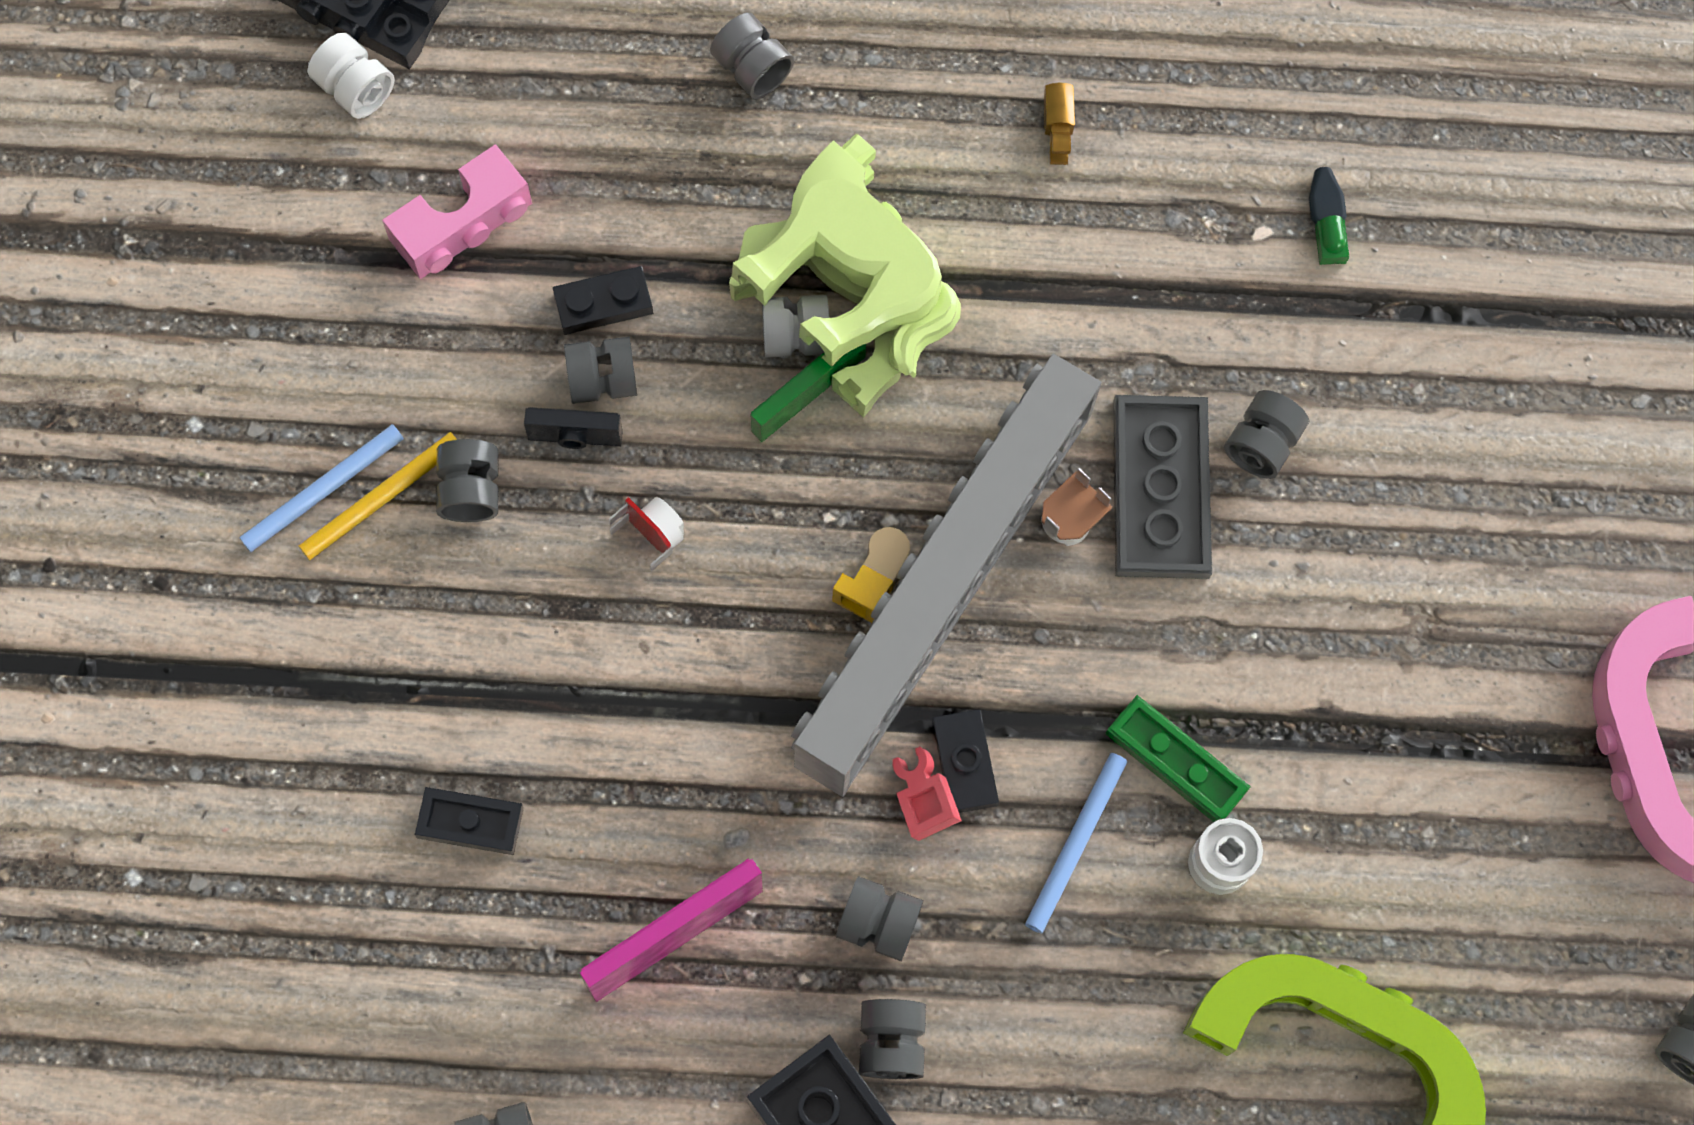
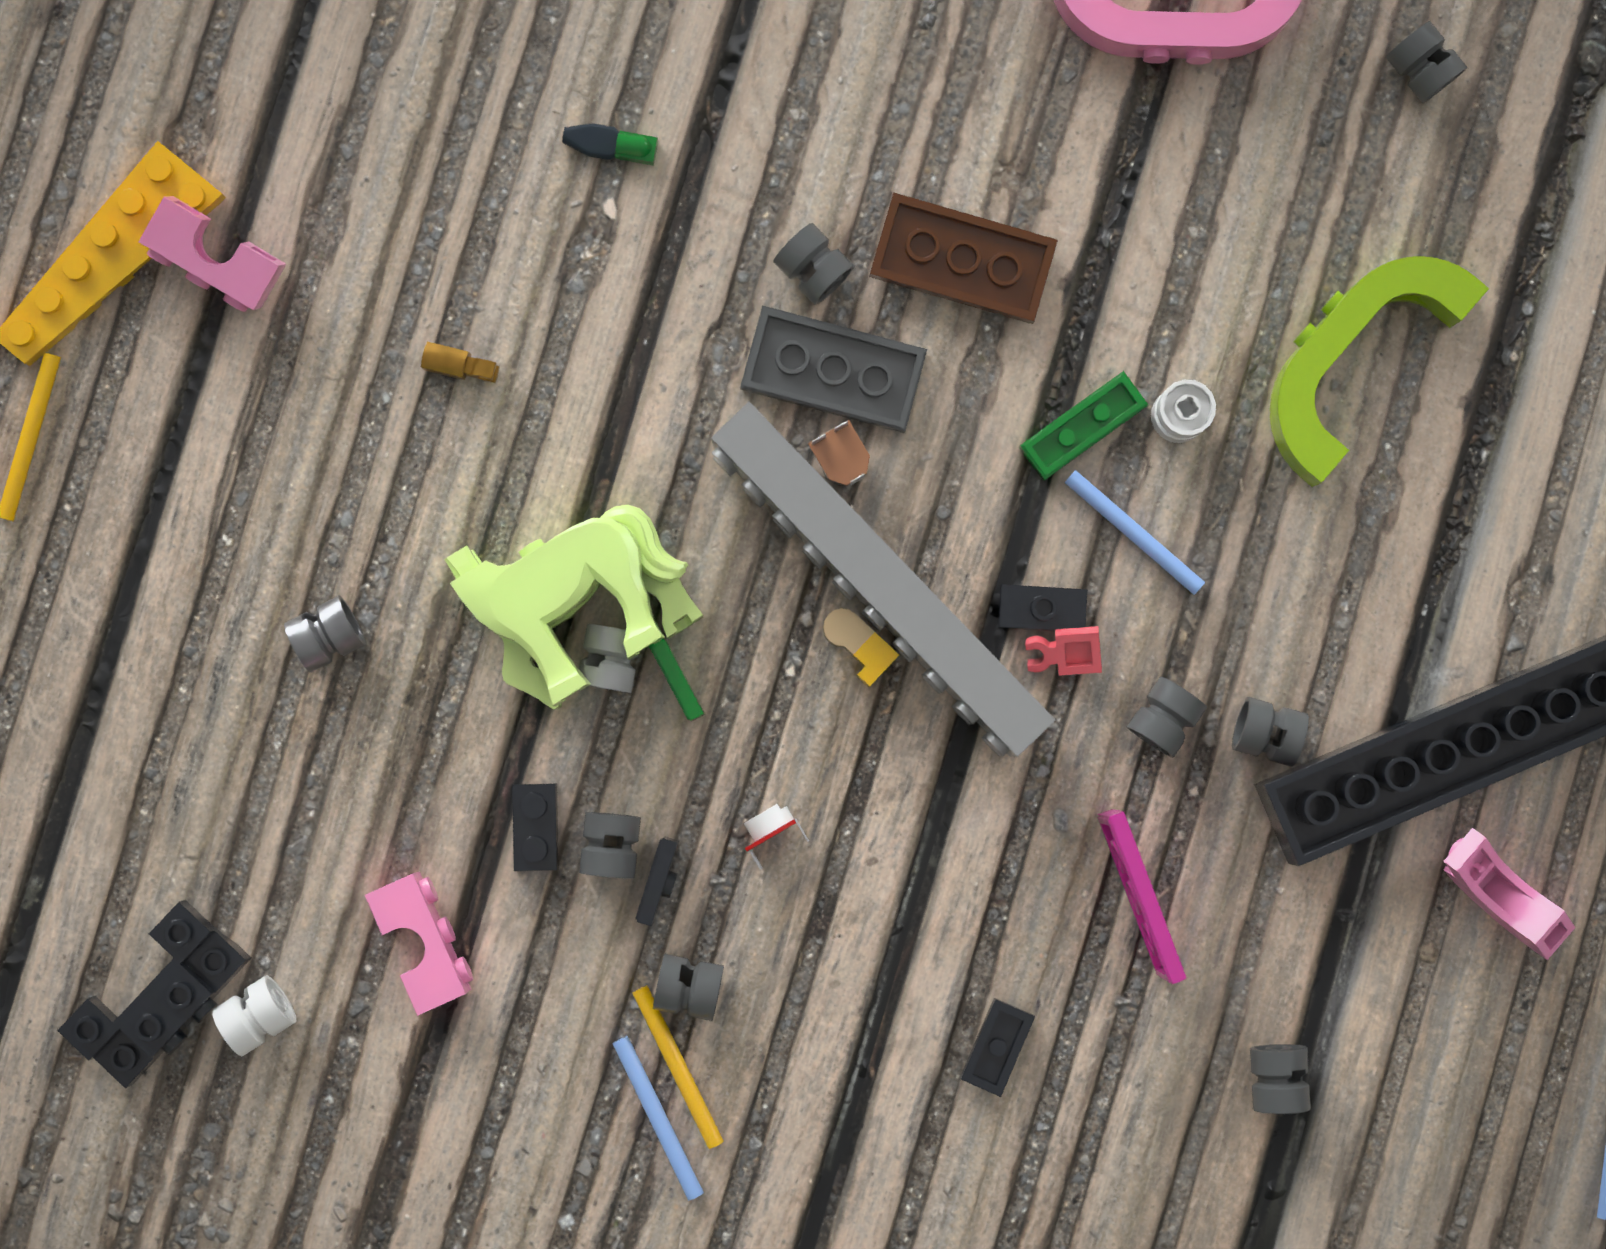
camera: 75 degrees left, 15 degrees up
(1320, 589) = (963, 258): none -> reddish brown plate

